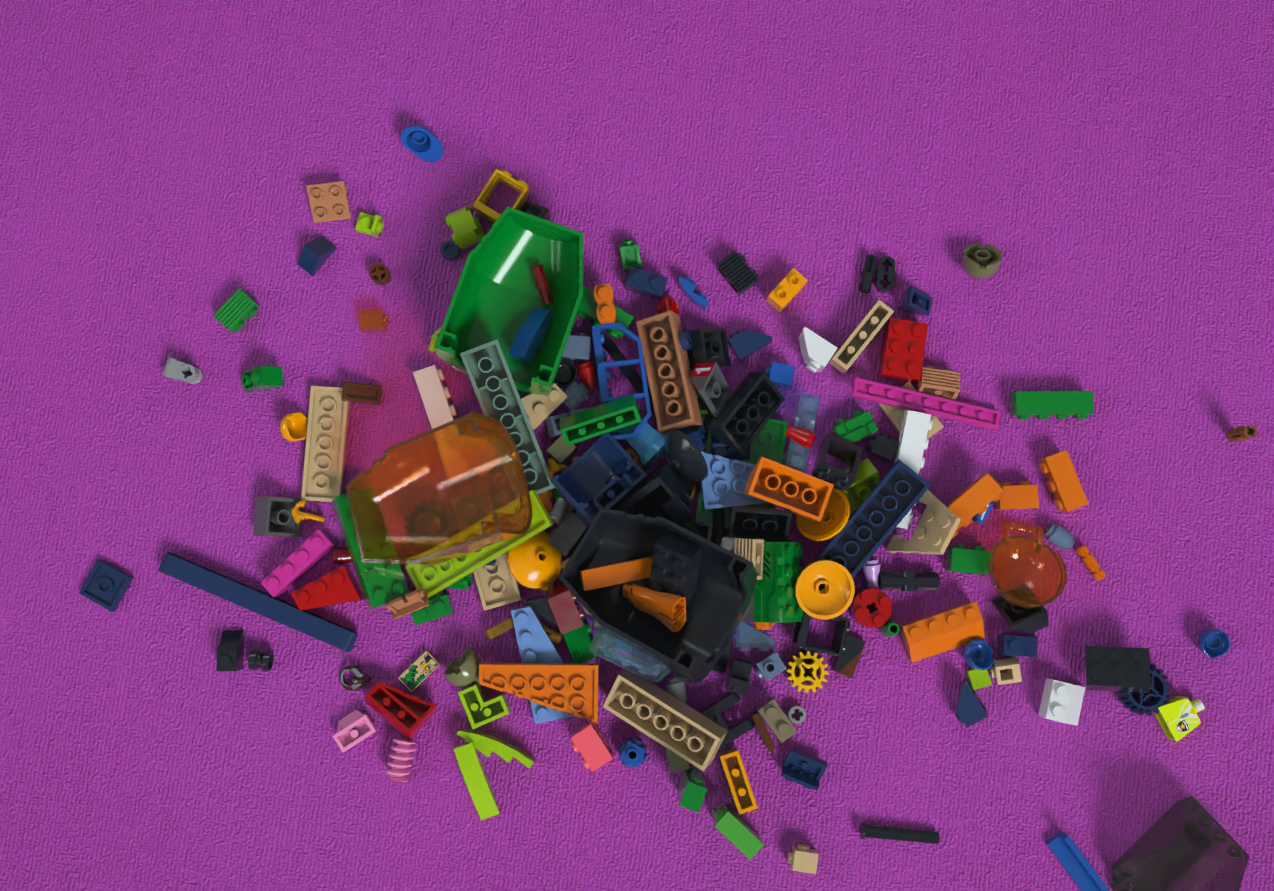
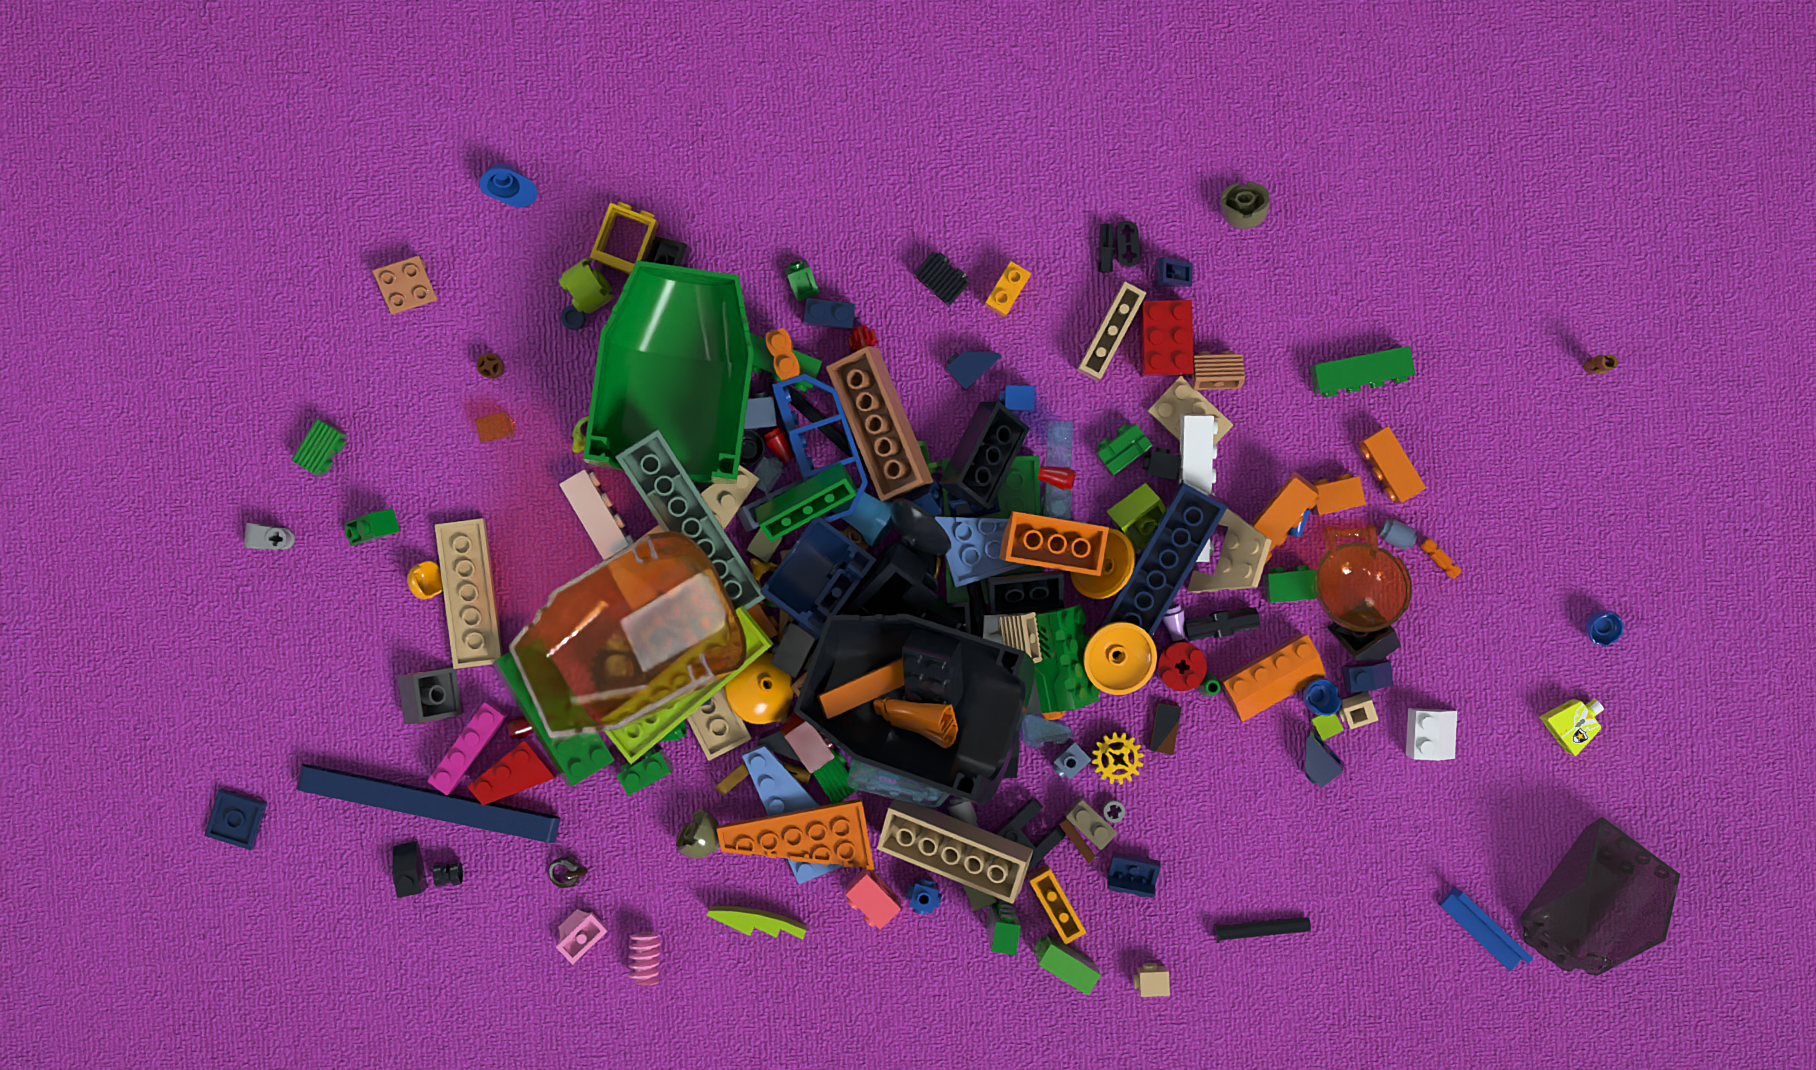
camera: 10 degrees left, 5 degrees up
(299, 516) = (459, 688): light orange piece -> none
(315, 254) = (403, 356): dark blue slope -> none
(361, 393) = (500, 521): reddish brown tile -> none
(369, 224) = (463, 304): lime bracket -> none
(399, 709) = (631, 899): red wedge -> none
(410, 603) = (615, 772): nougat hinge -> none
(419, 671) = (644, 848): tile -> none
(476, 780) = (741, 965): lime slope -> none
(481, 710) = (731, 881): lime brick -> none
(531, 335) = (698, 411): blue slope -> none
(542, 284) = (699, 344): dark red pin -> none
(558, 510) = (775, 623): white pin -> none
(685, 340) = (892, 379): dark blue tile -> none
(688, 288) = (884, 310): blue slope -> none
(708, 347) = (921, 382): black slope -> none
(710, 386) = (935, 432): dark grey slope -> none
(739, 676) = (1035, 780): black brick -> none
(815, 350) = (1057, 361): white slope -> none
(838, 644) = (1149, 721): black window -> none
(842, 450) = (1113, 480): black window -> none
(925, 403) = (1205, 400): dark pink tile -> none
(1118, 669) = (1491, 683): black brick -> none
(1159, 695) = (1530, 690): dark blue gear -> none

